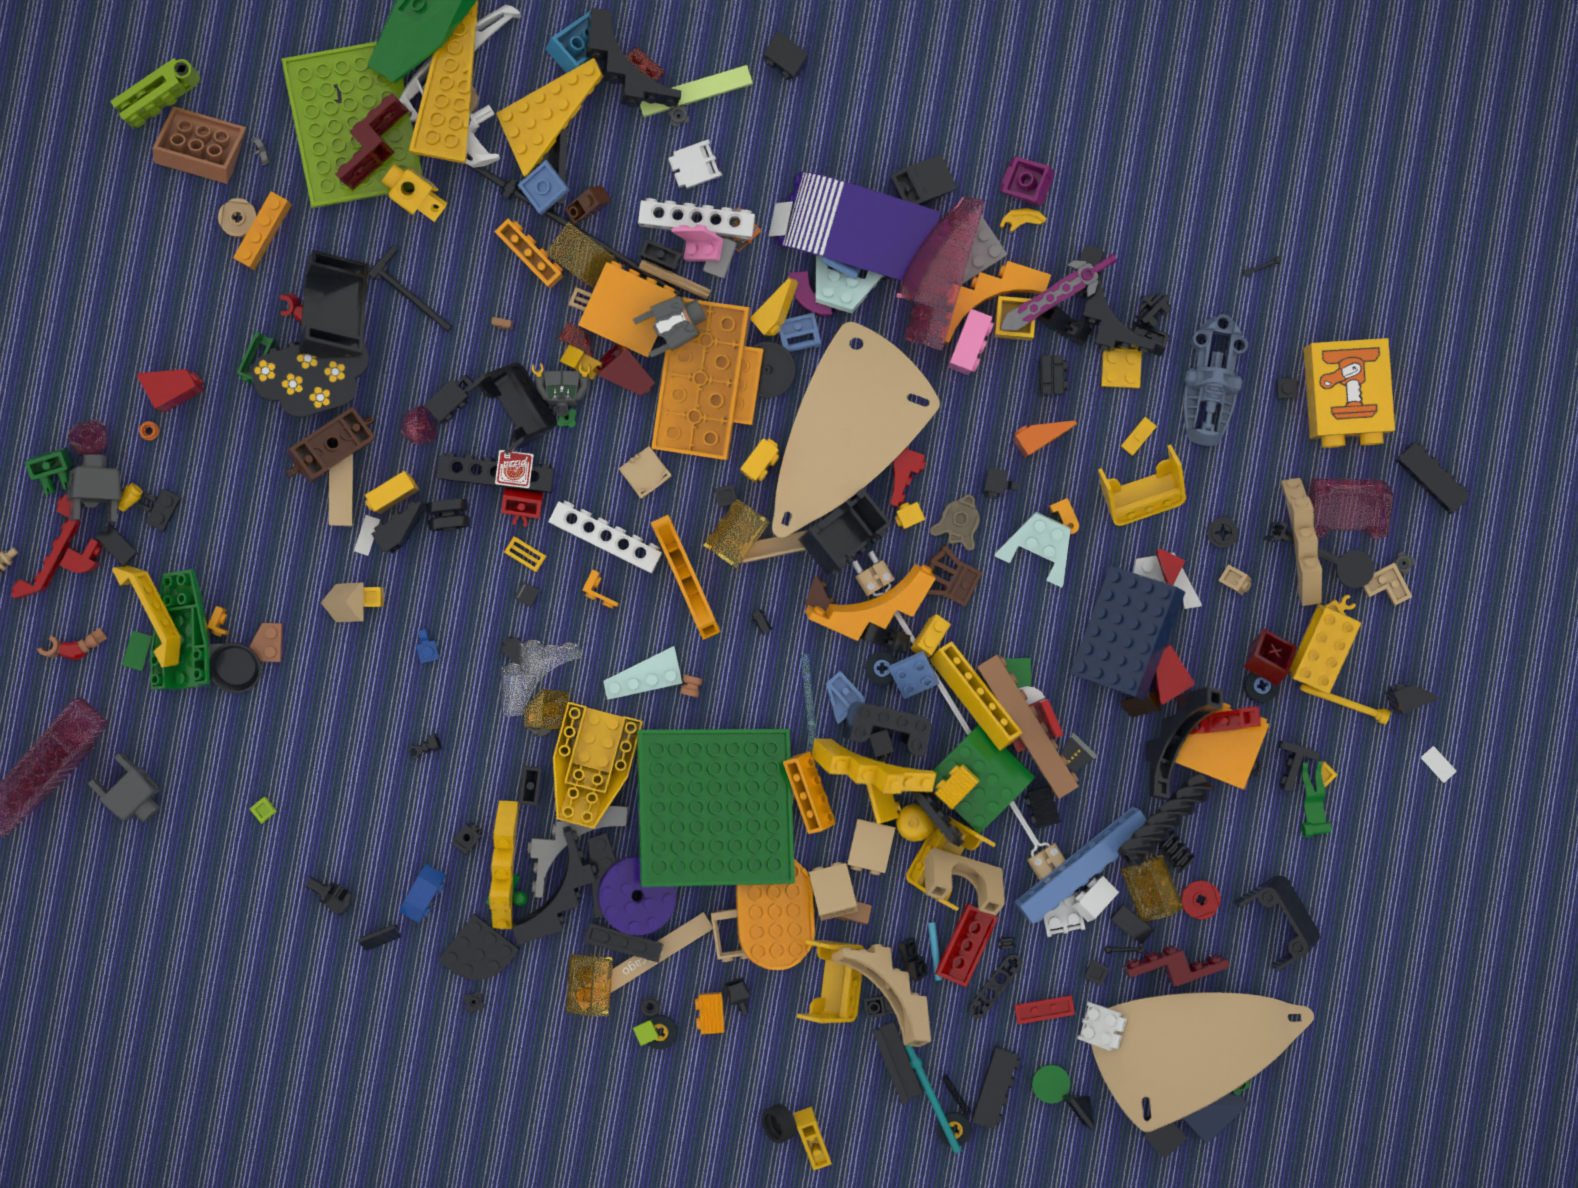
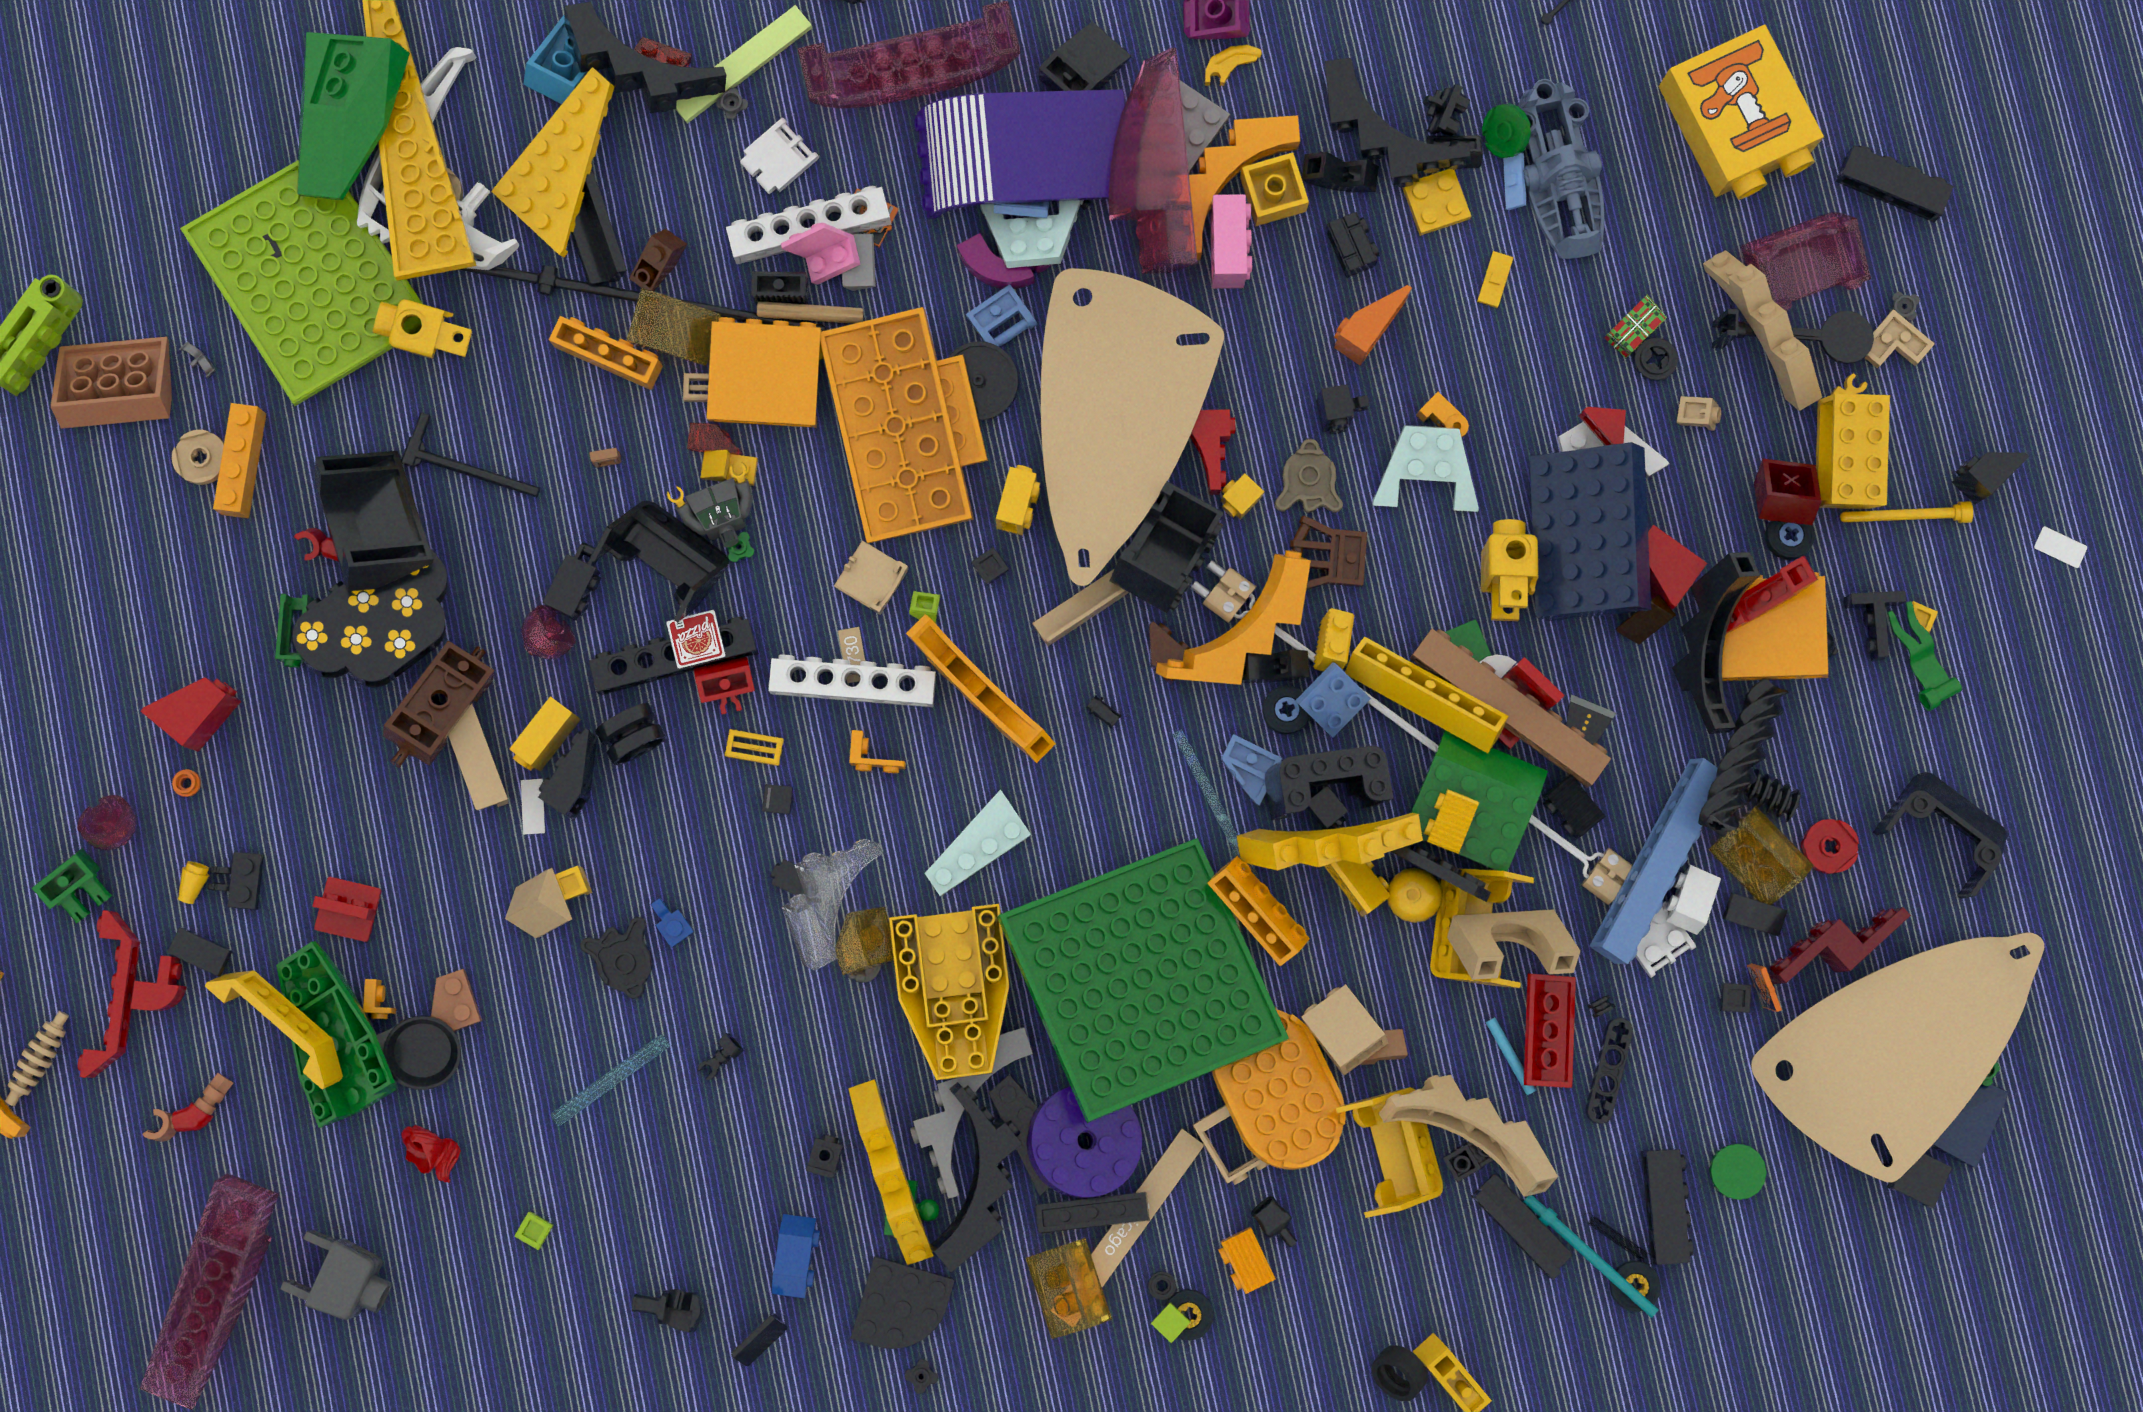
camera: 25 degrees left, 5 degrees down
(94, 485) = (137, 883): dark grey piece -> none
(137, 650) = (280, 1084): green sticker -> none
(216, 733) = (430, 1151): none -> red hair
(221, 554) = (347, 909): none -> red bracket
(348, 733) = (610, 1080): none -> clear light blue axle
(375, 148) = (335, 278): dark red bracket -> none
(386, 658) = (622, 959): none -> black tile
(530, 785) = (882, 1051): black slope -> none
(543, 187) = (591, 259): medium blue plate -> none
(614, 515) = (852, 649): none -> tan sticker
(624, 370) = (791, 453): dark red slope -> none
(672, 505) = (923, 604): none -> lime slope
(674, 322) = (832, 361): dark grey piece -> none
(691, 686) = (1044, 833): nougat wheel -> none
(736, 533) = (1024, 607): clear yellow slope -> none
(774, 311) = (957, 300): yellow slope -> none
(780, 219) = (918, 181): white sticker -> none
(806, 136) = (911, 63): none -> clear pink slope
(870, 846) = (1369, 950): tan brick -> none
(914, 964) = (1491, 1084): black slope -> none
(1044, 1009) = (1687, 1075): red plate -> none
(1059, 640) = (1509, 568): none -> yellow piece
(1060, 291) = (1343, 98): sword -> none
(1082, 1109) = (1792, 1188): black slope -> none
(1101, 1027) = (1774, 1066): white plate -> none
(1117, 973) = (1764, 987): none -> orange piece
(1140, 949) = (1777, 944): black hinge -> none
(1145, 496) = (1540, 348): yellow windscreen -> none
(1178, 375) = (1514, 182): none -> light blue piece
(1186, 339) = (1506, 130): none -> green tile
(1217, 506) = (1635, 327): none -> piece
(1286, 388) = (1659, 144): black plate -> none

